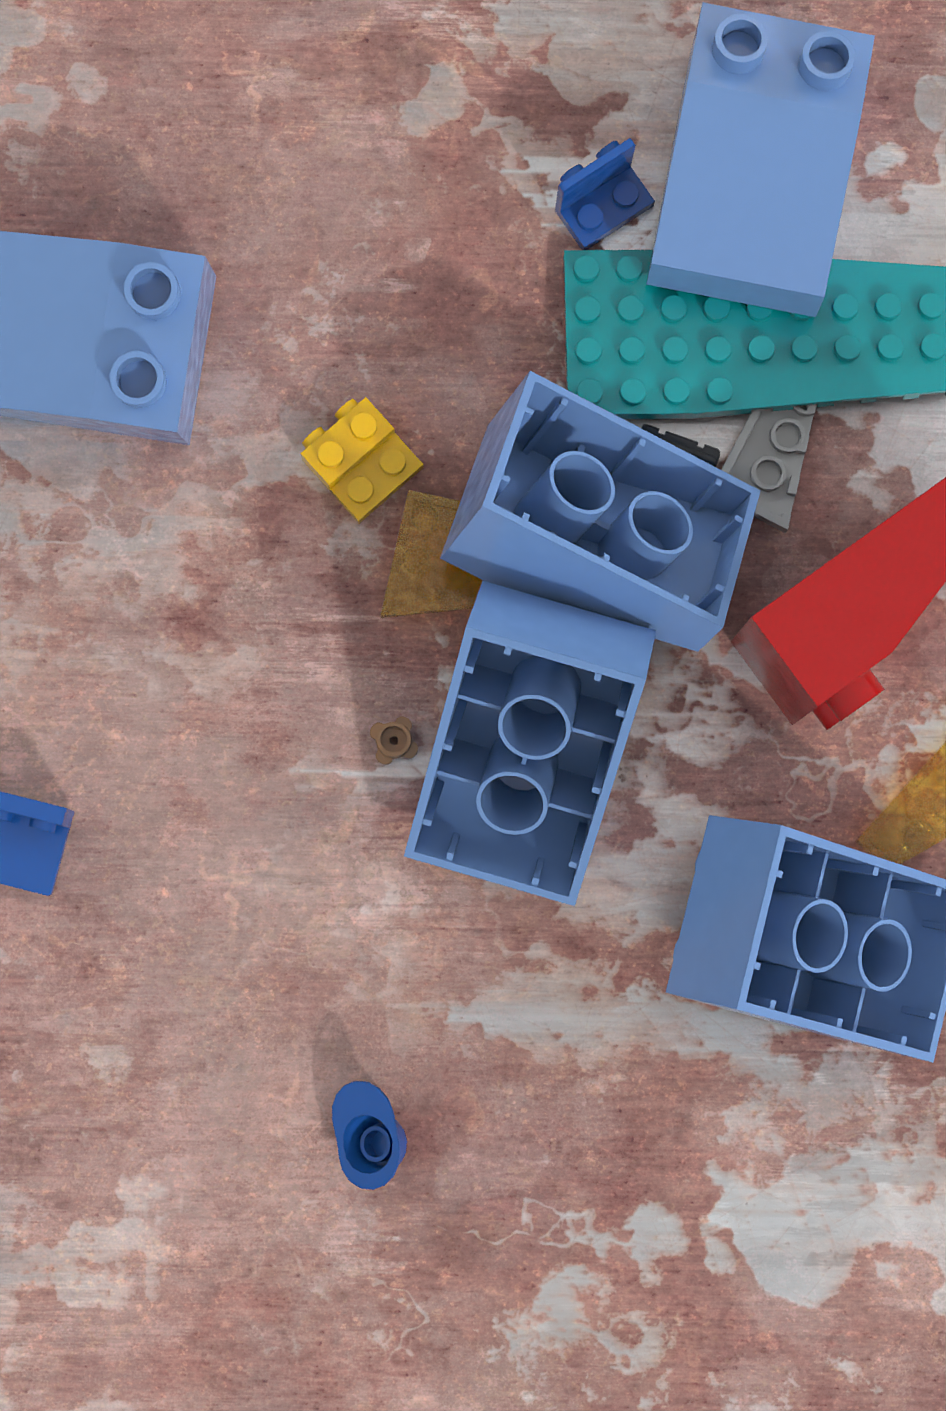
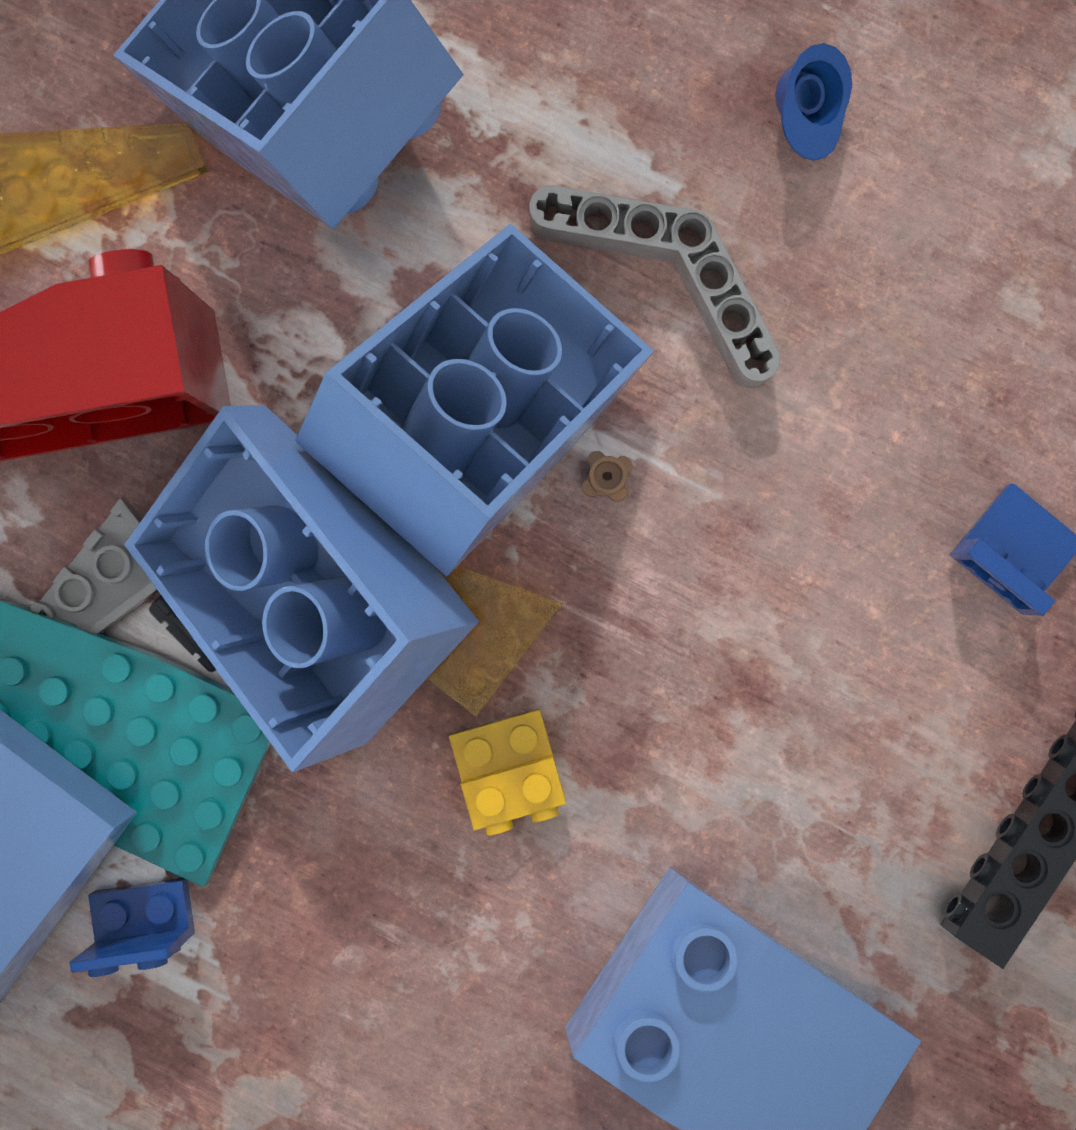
camera: 145 degrees left, 5 degrees up
(408, 952) = (667, 247): none -> light grey beam

